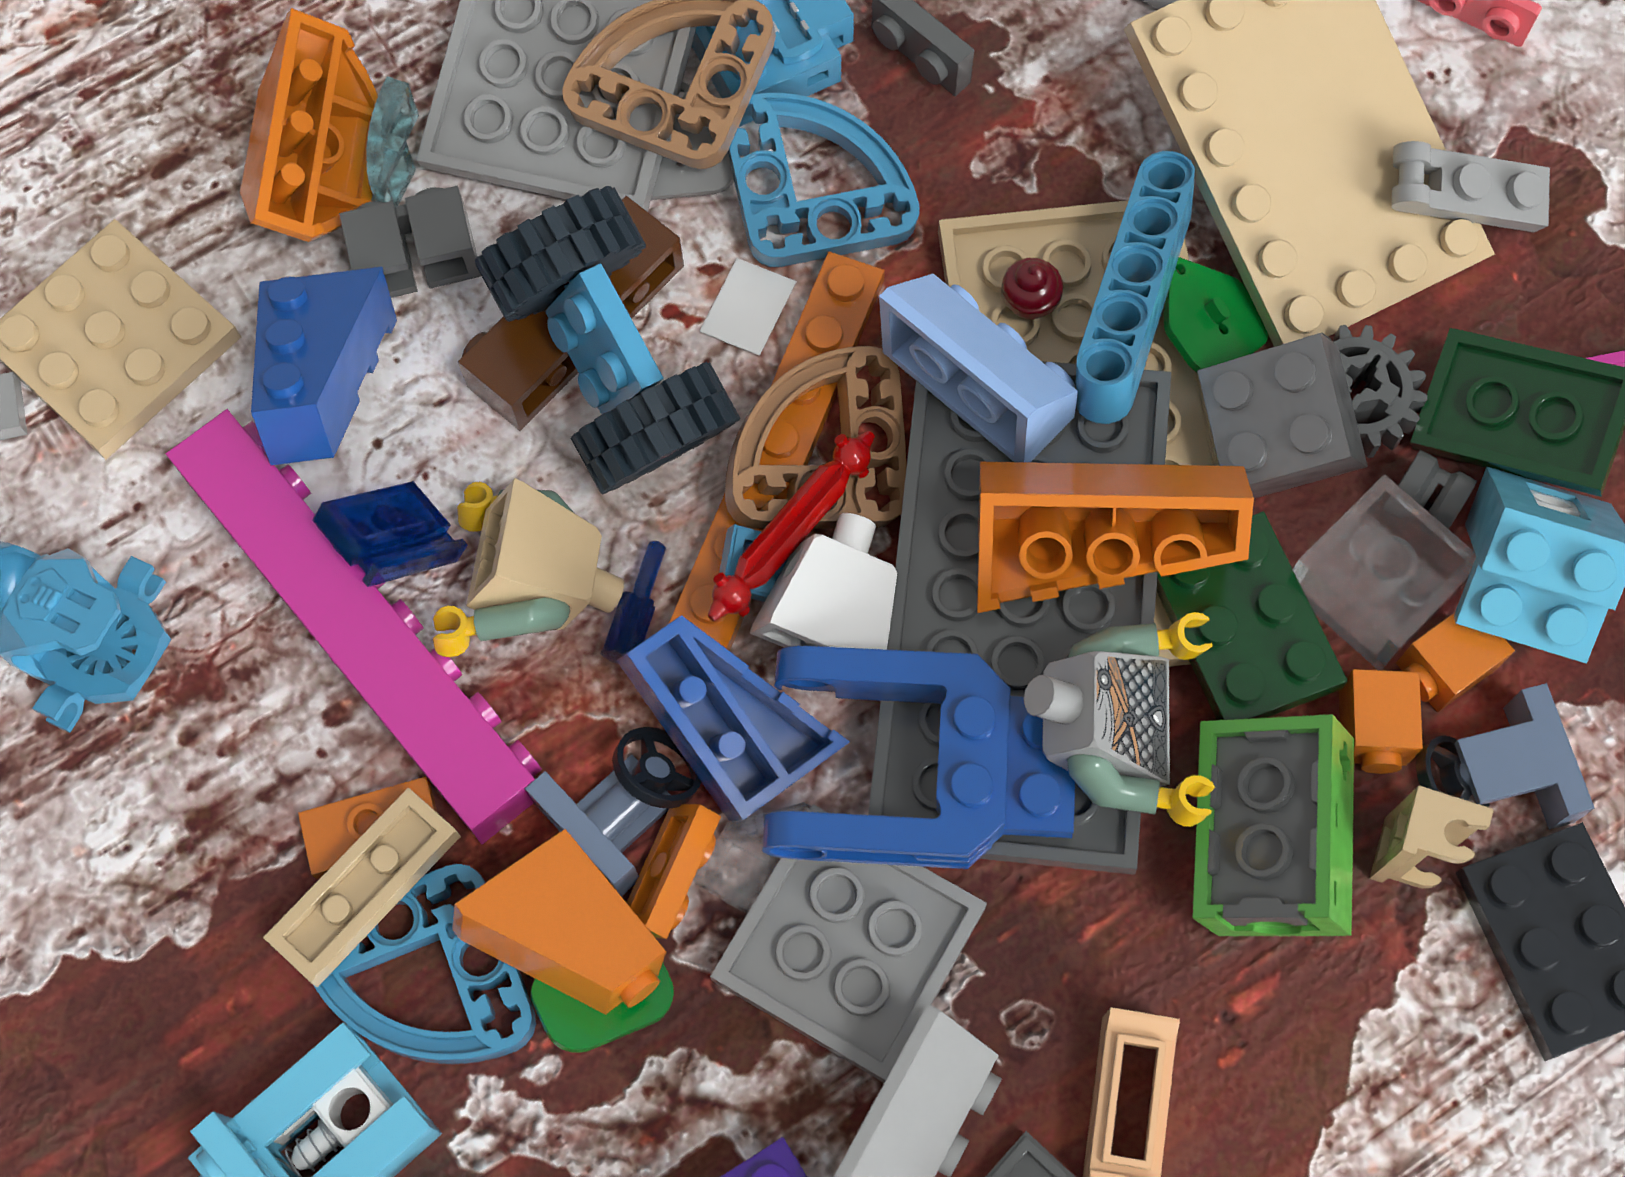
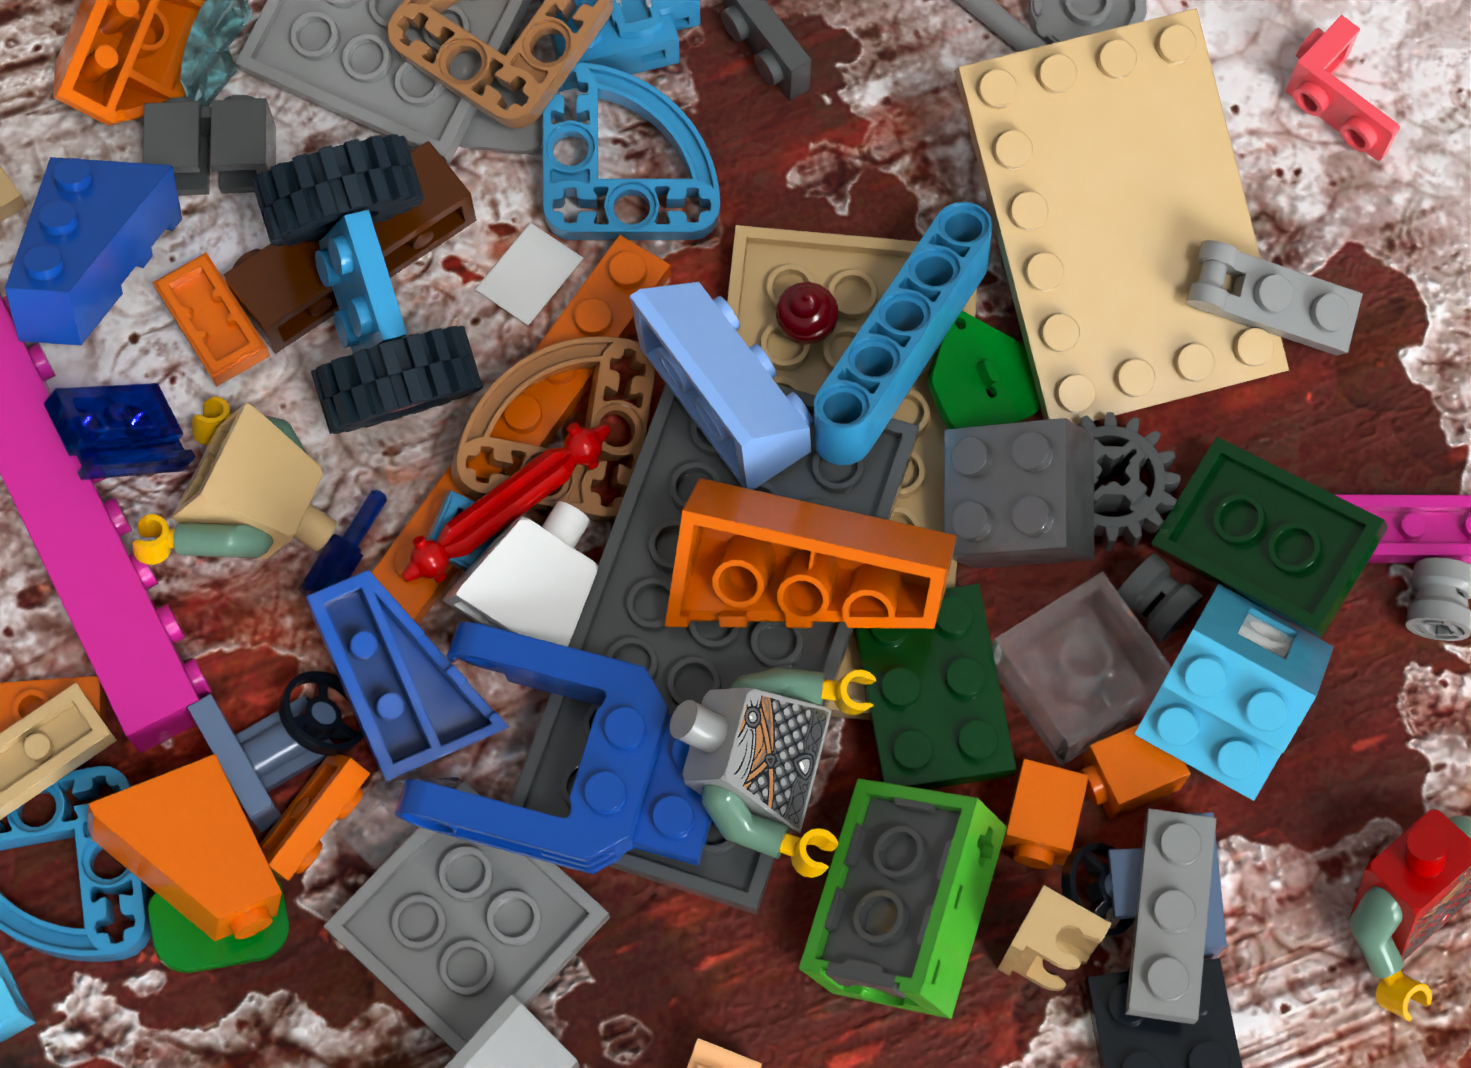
camera: 10 degrees right, 0 degrees up
(451, 409) = (211, 319): none -> orange plate
(1537, 791) = (1171, 916): none -> light grey plate

